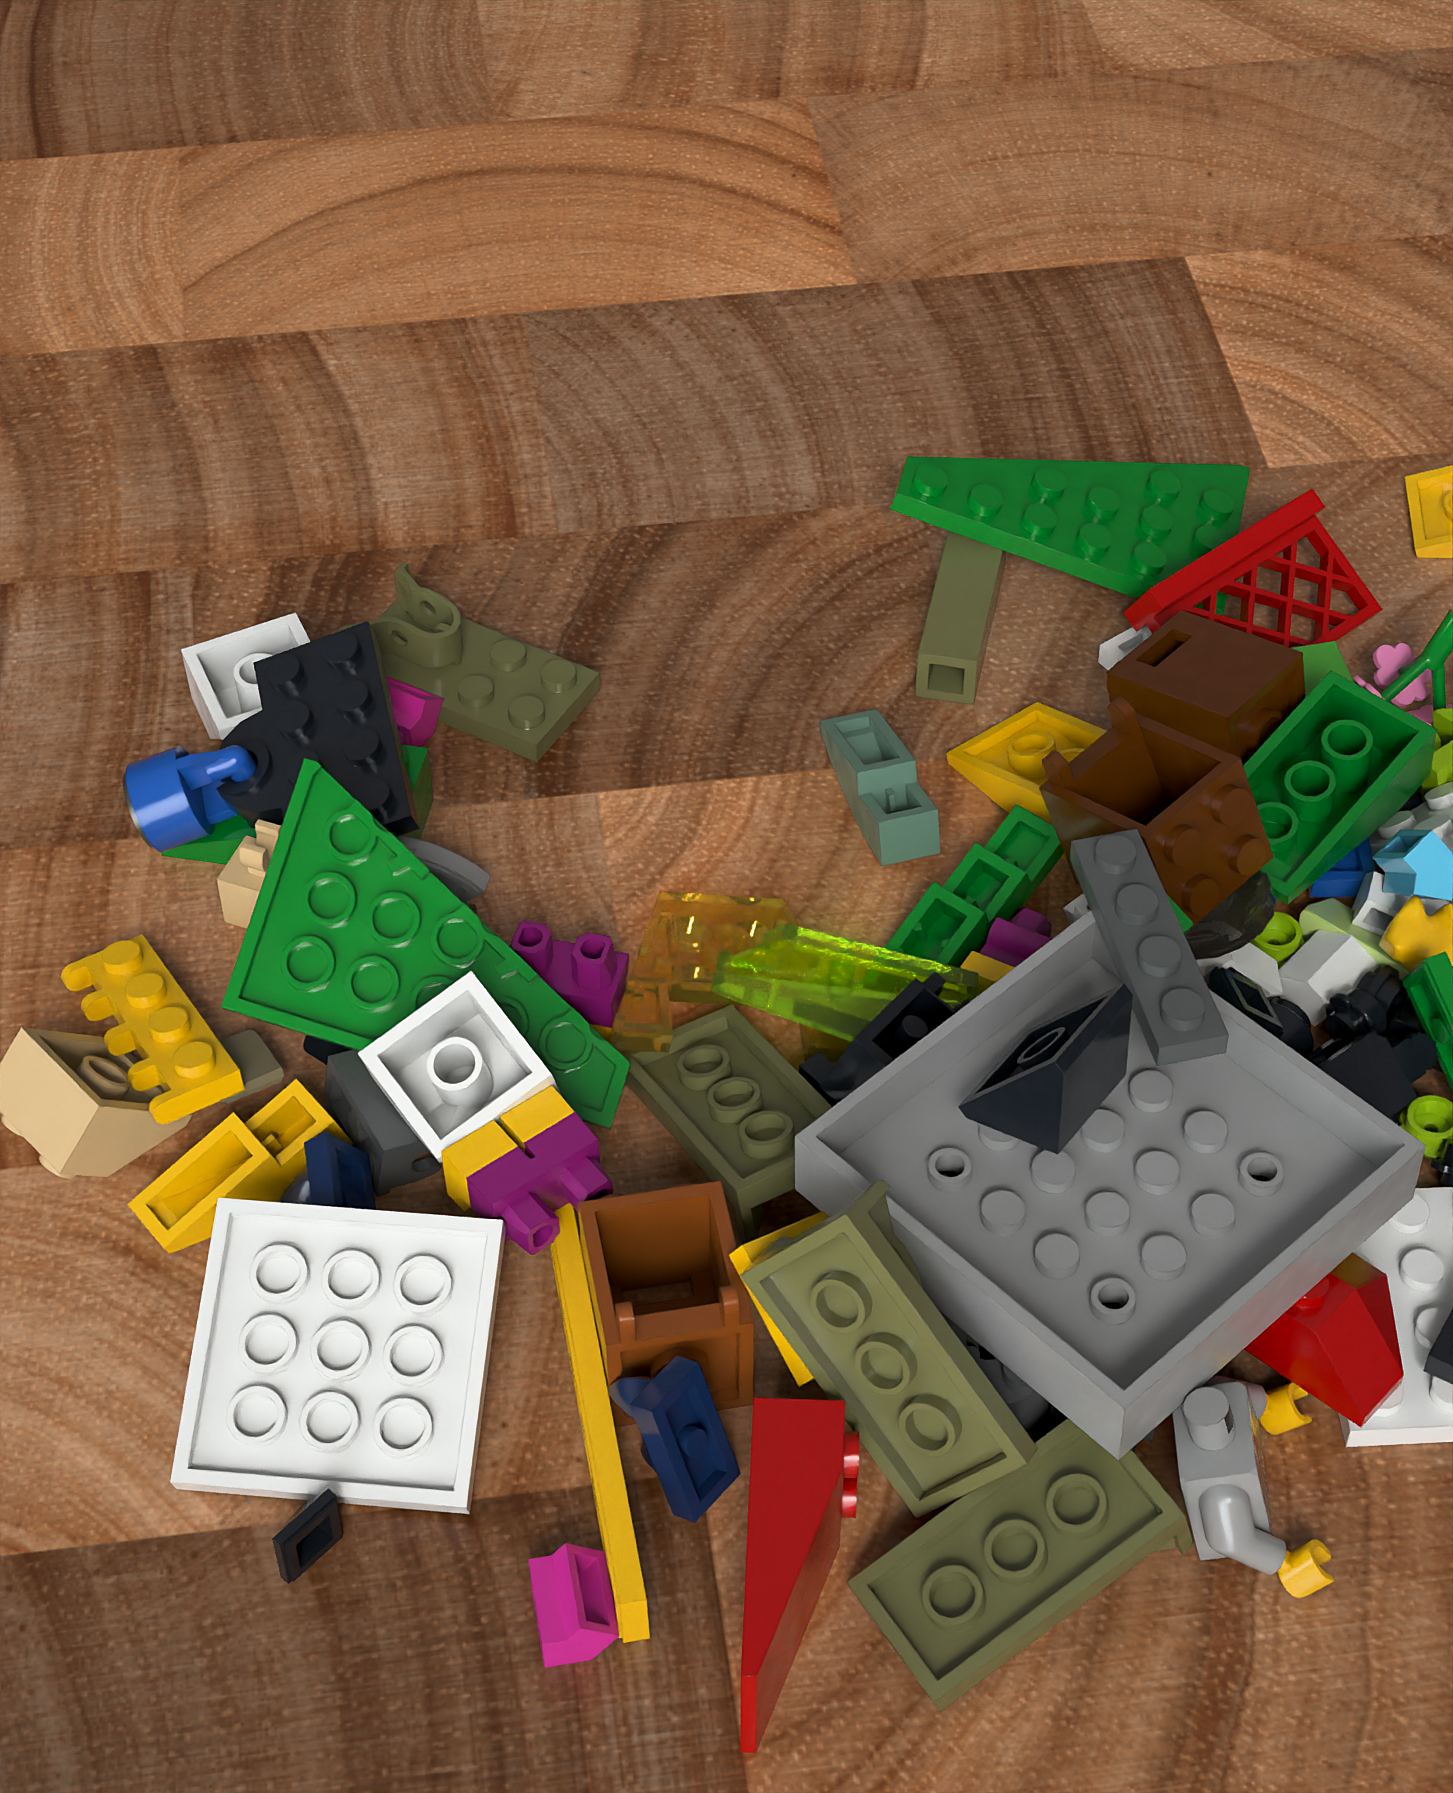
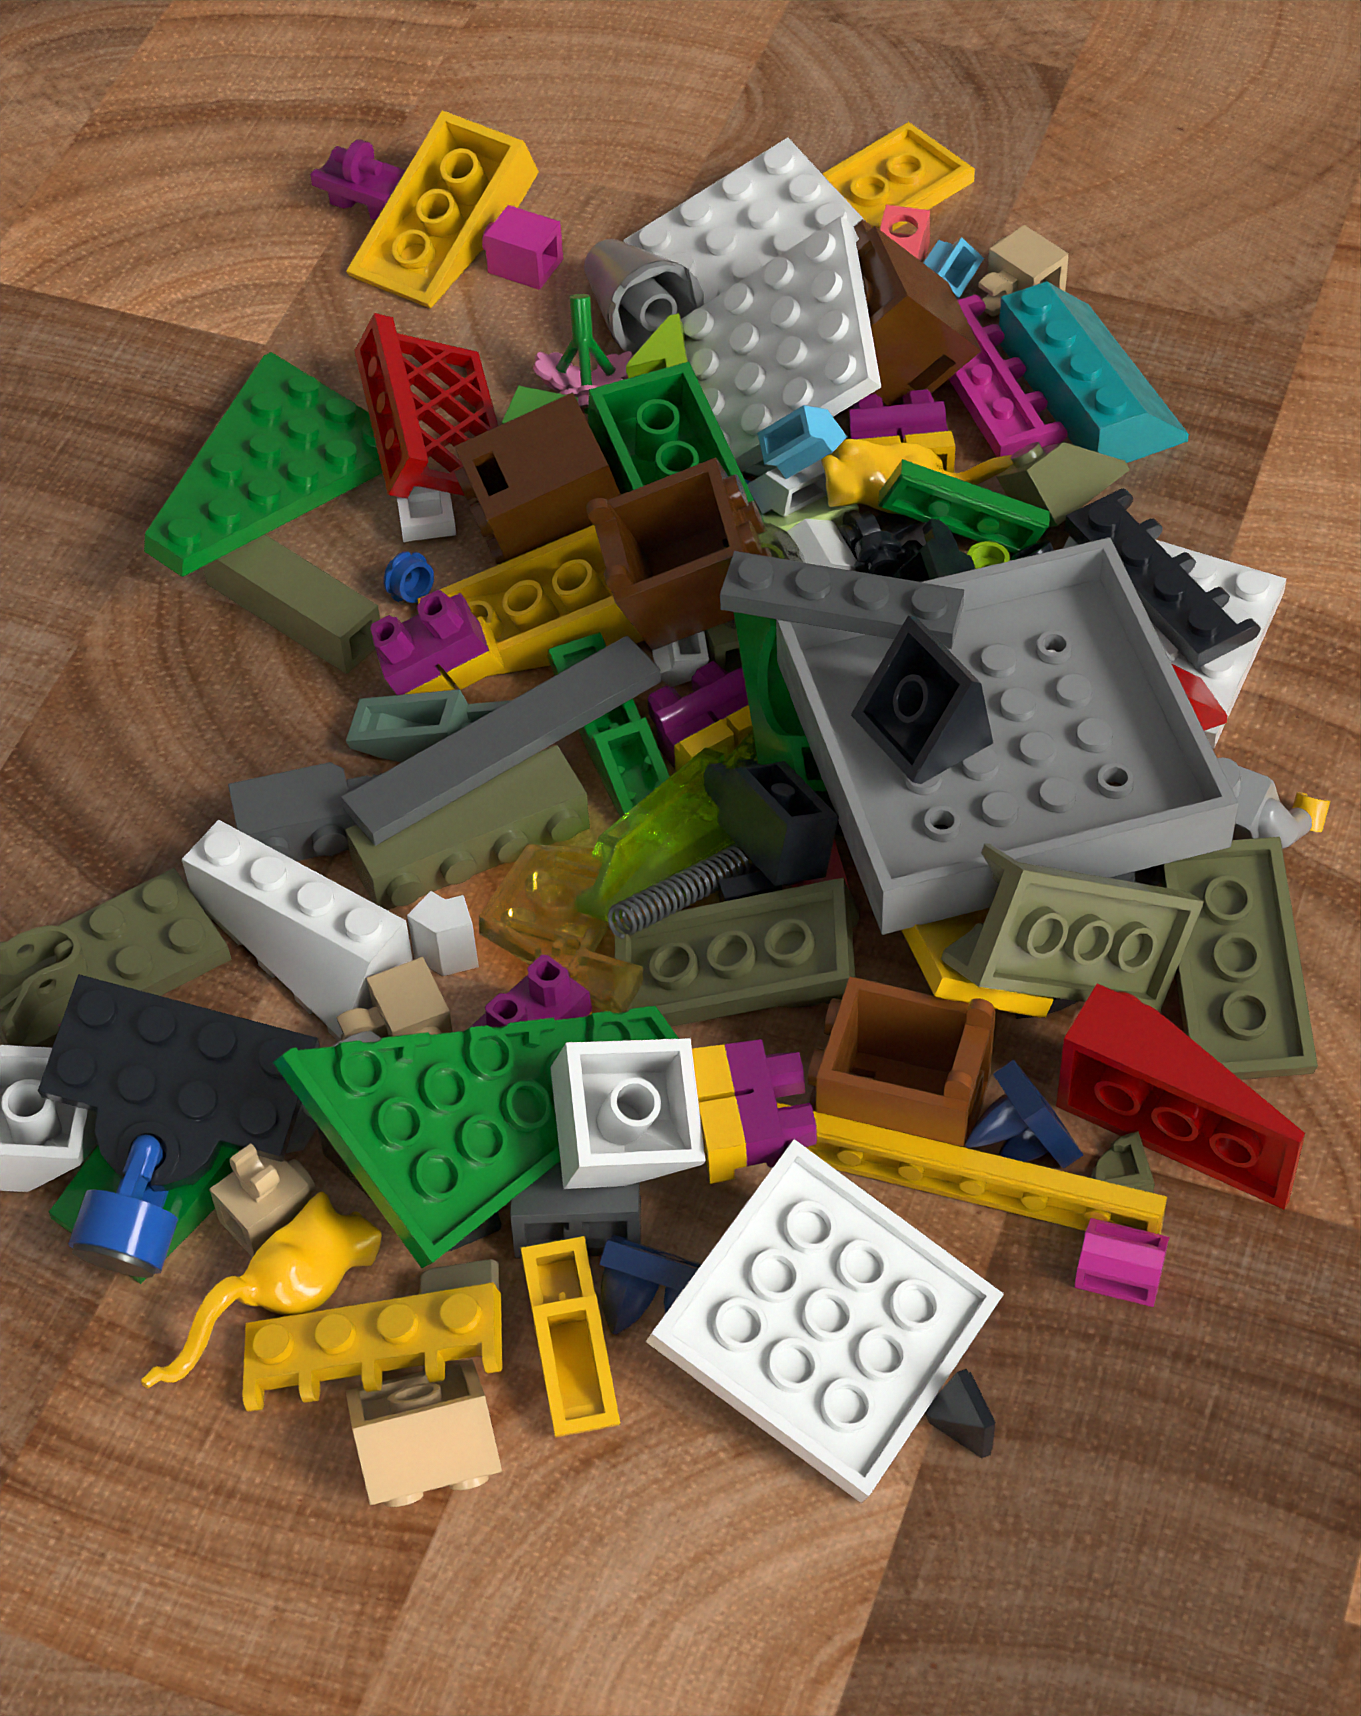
camera: 60 degrees left, 5 degrees up
(196, 933) = (285, 1276): none -> yellow animal
(532, 888) = (402, 1002): none -> tan brick
(581, 802) = (296, 922): none -> white wedge
(629, 866) = (443, 934): none -> white piece
(697, 1568) = (1125, 1164): none -> olive tile
(711, 729) = (297, 810): none -> dark grey hinge
(767, 1012) = (684, 902): none -> dark grey piece
(776, 849) = (486, 827): none -> olive brick
(876, 814) = (500, 740): none -> dark grey tile
(952, 722) = (436, 647): none -> magenta hips
(1043, 690) = (408, 577): none -> blue plate

